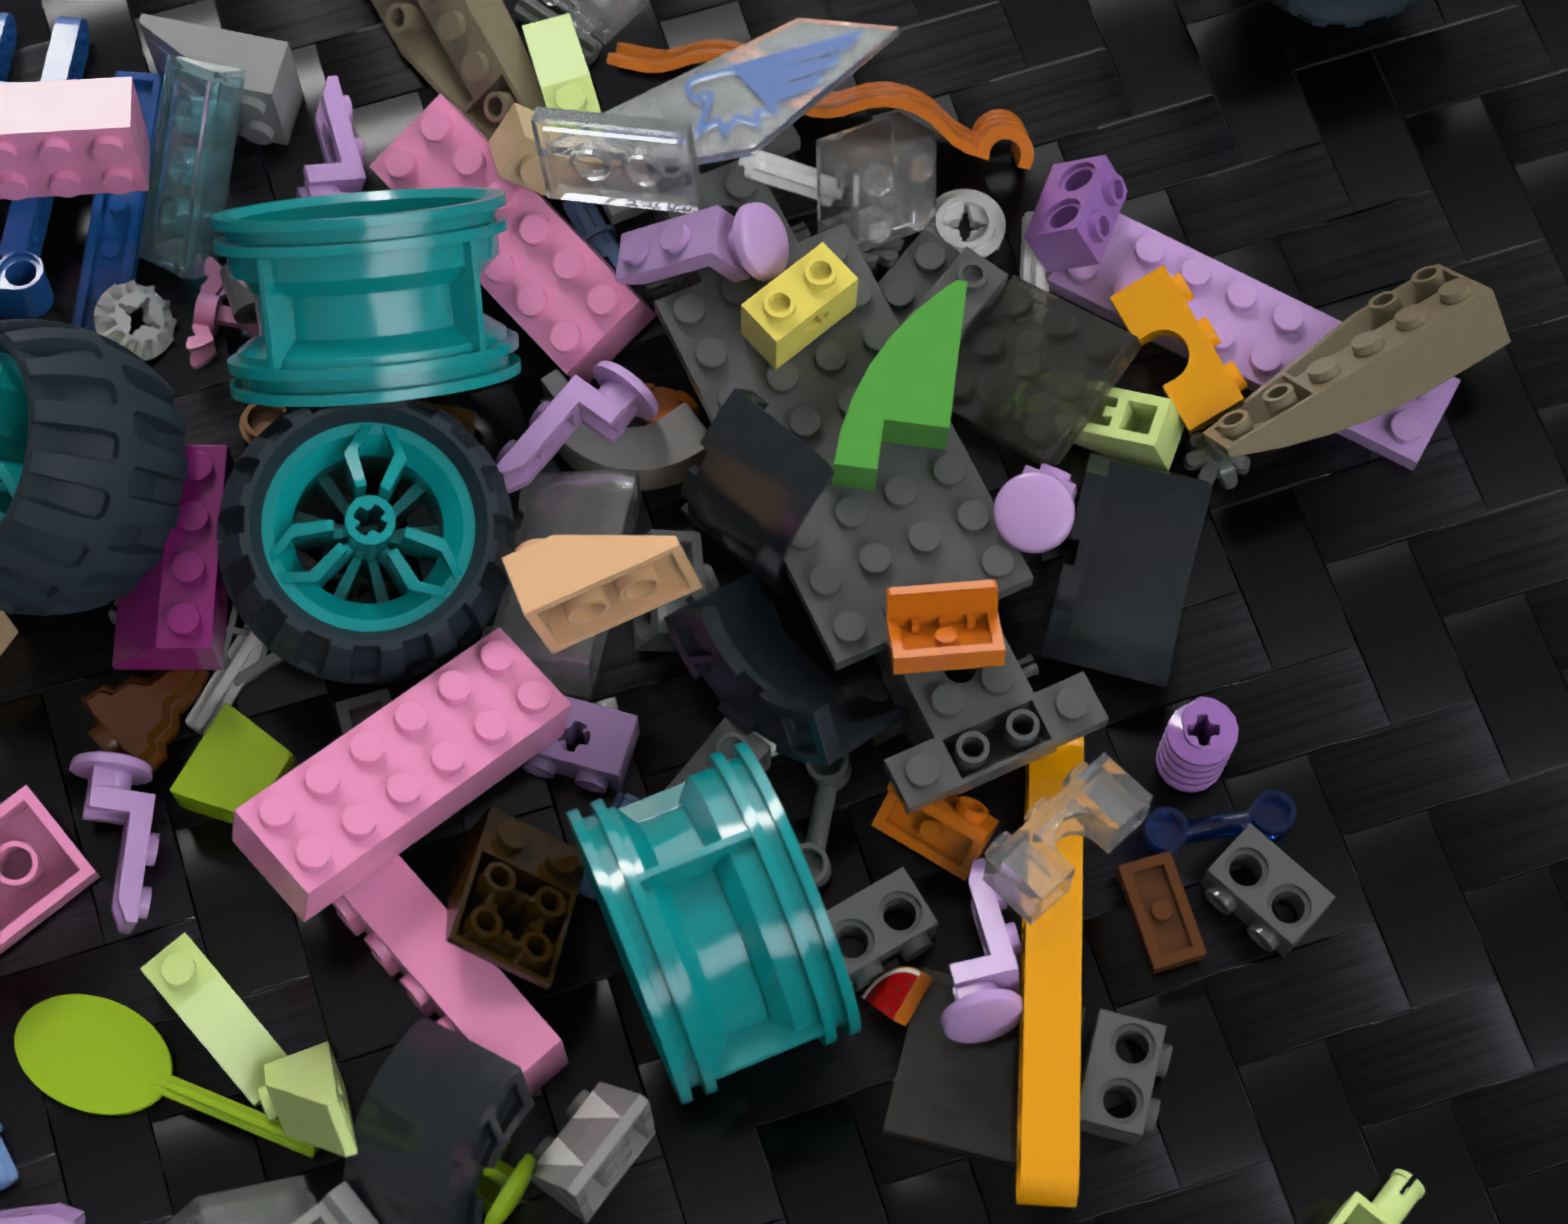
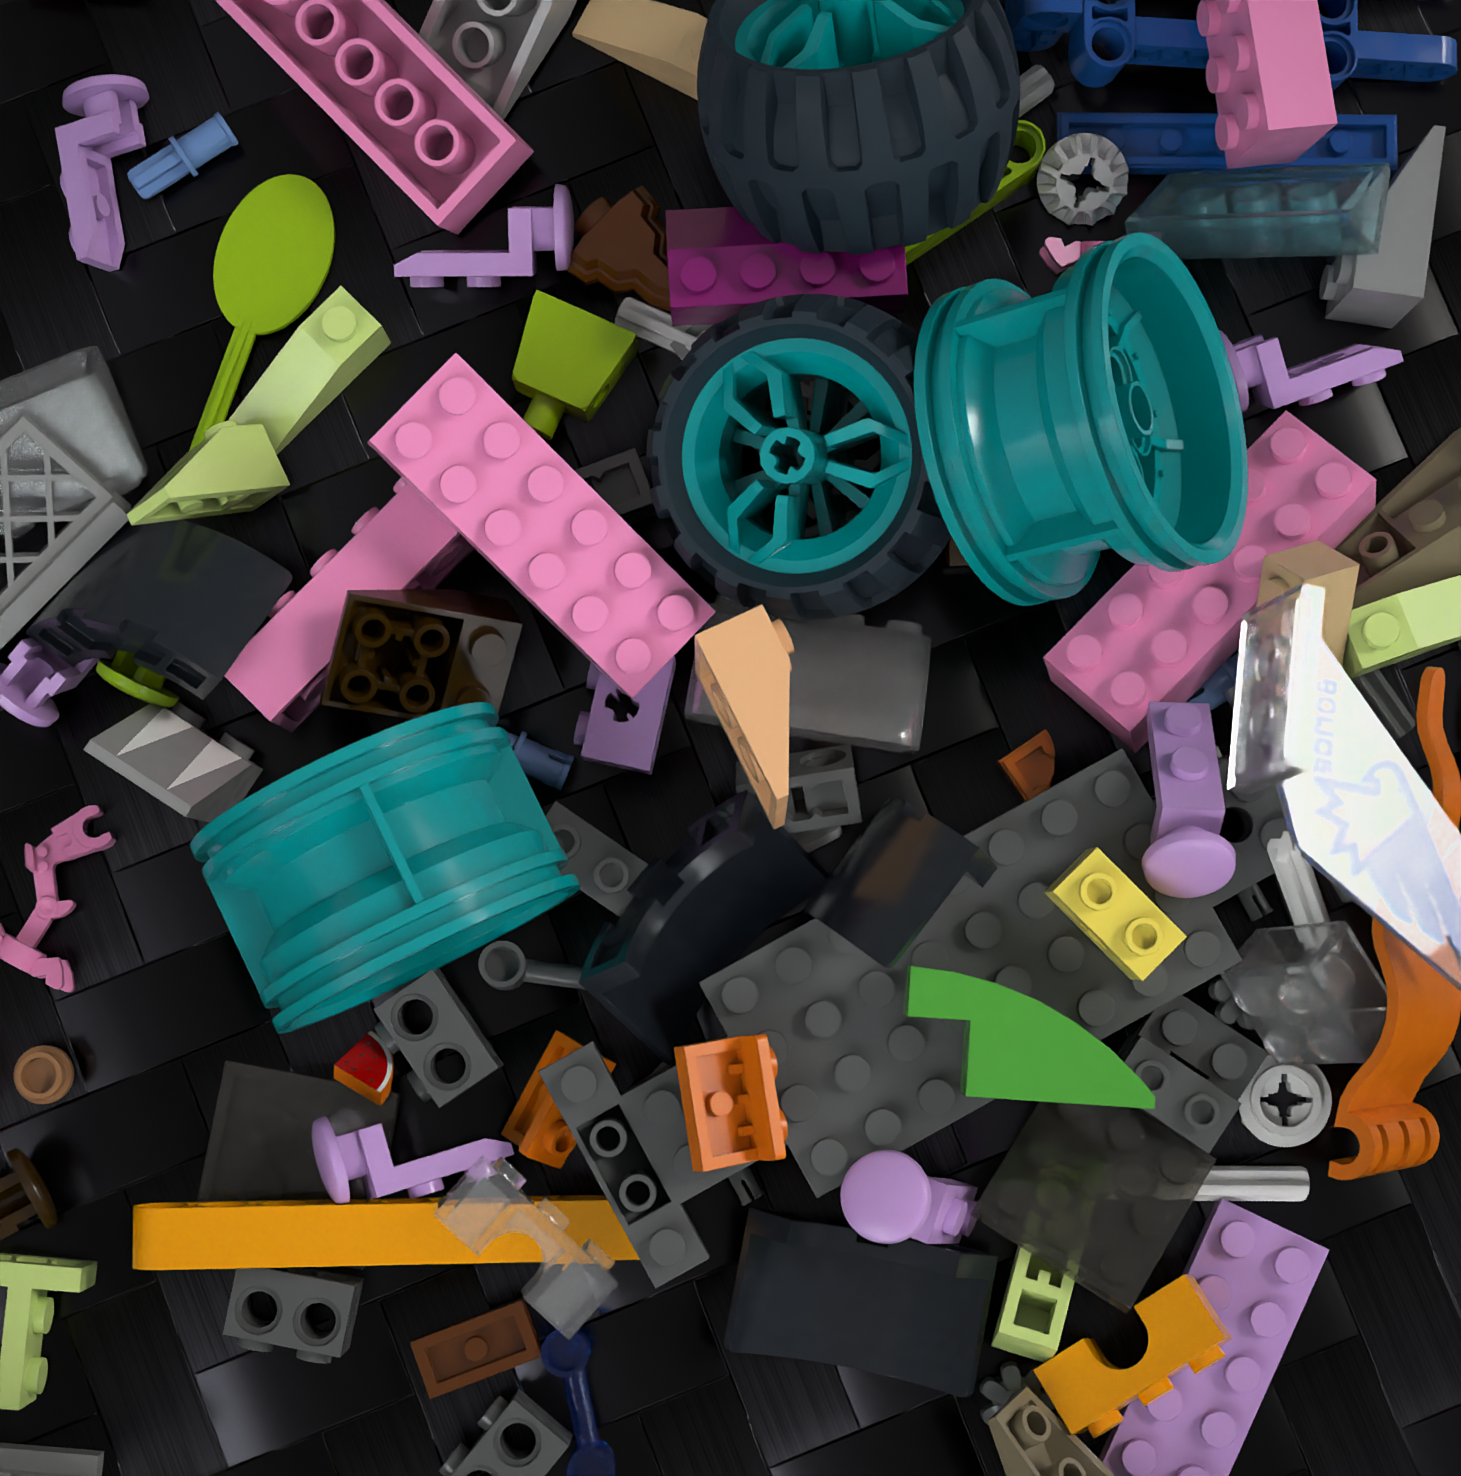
camera: 90 degrees right, 15 degrees up
(552, 424) = (996, 706): lavender piece -> none
(655, 451) = (959, 742): light grey arch -> none
(1076, 213) = (1300, 1231): medium lavender brick -> none
(1196, 745) = (635, 1403): medium lavender piece -> none

